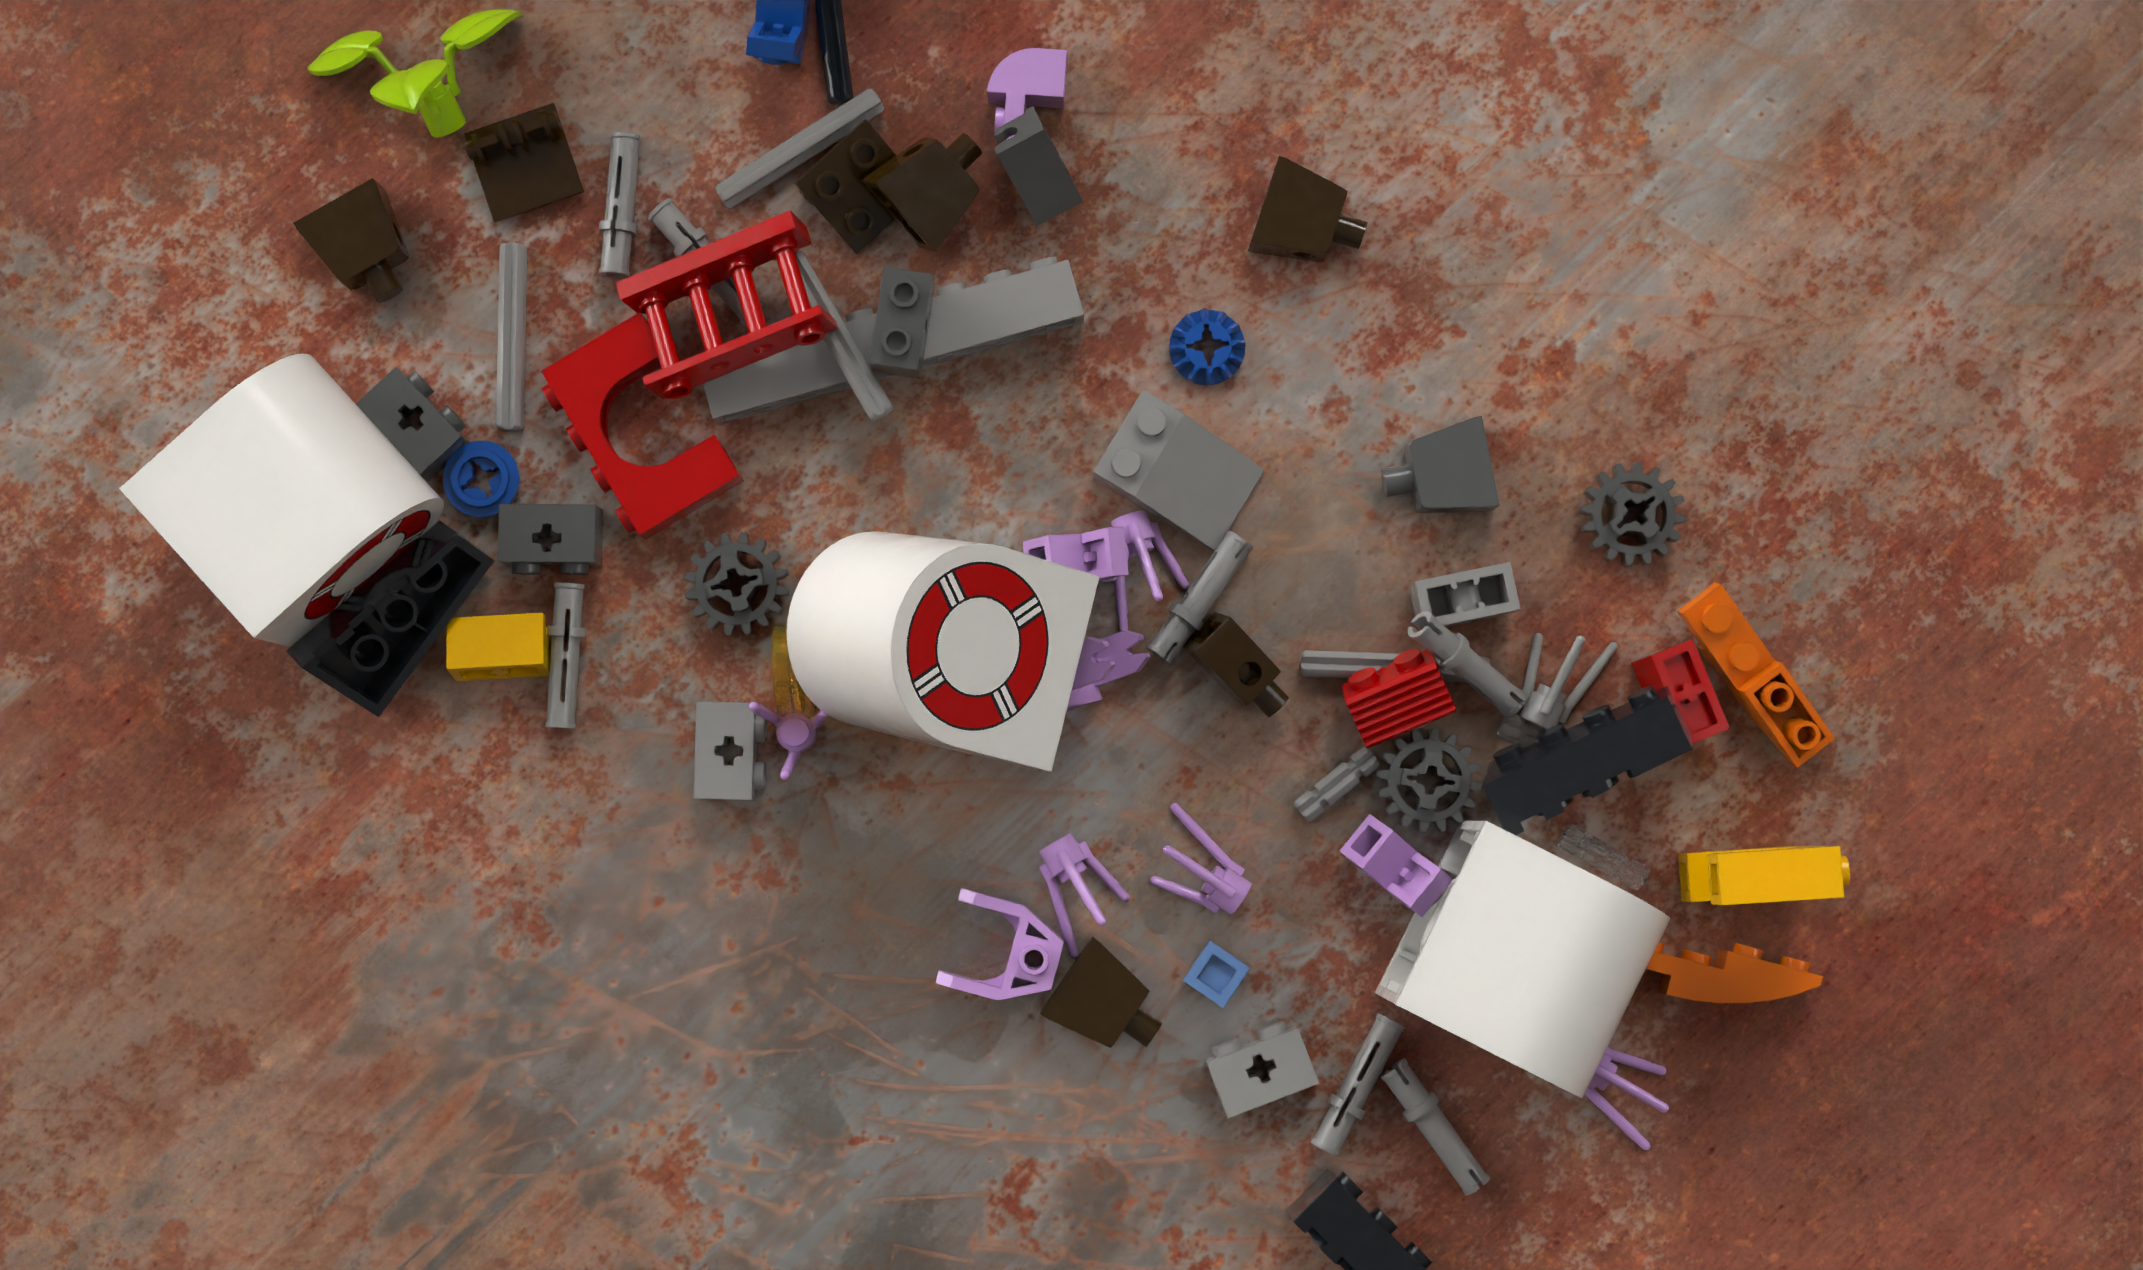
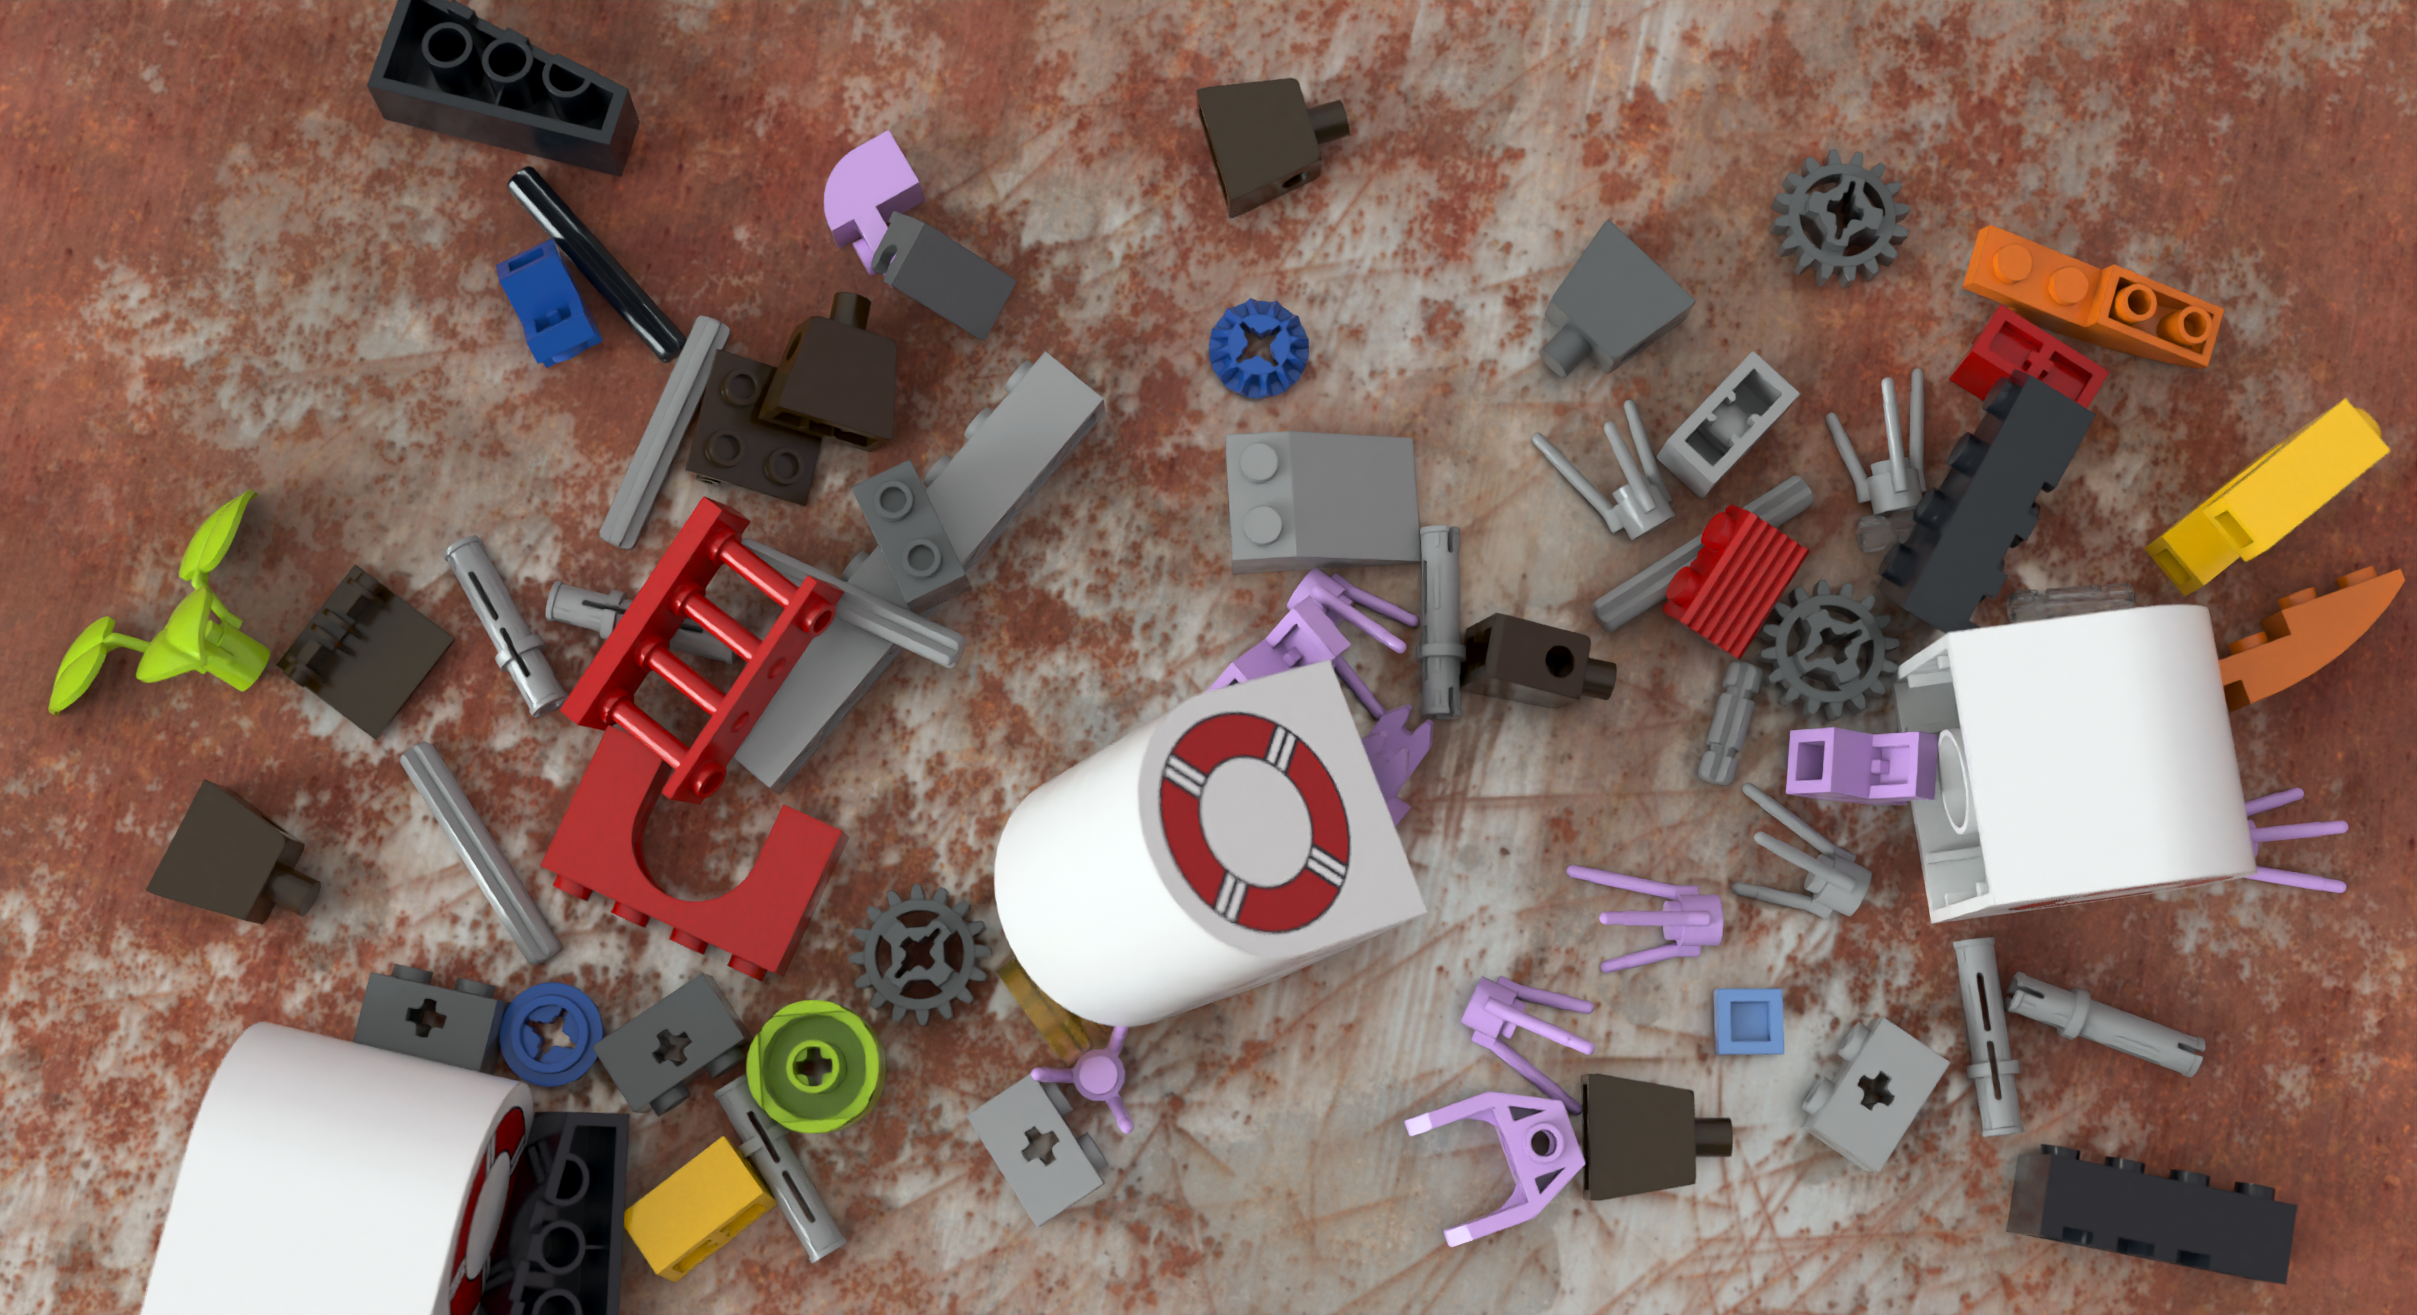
camera: 35 degrees left, 5 degrees down
(601, 620) = (791, 1040): none -> lime brick
(1330, 925) = (1832, 877): none -> light grey plant
(1377, 608) = (1641, 502): none -> light grey plant
(1454, 653) = (1765, 489): light grey pin -> none

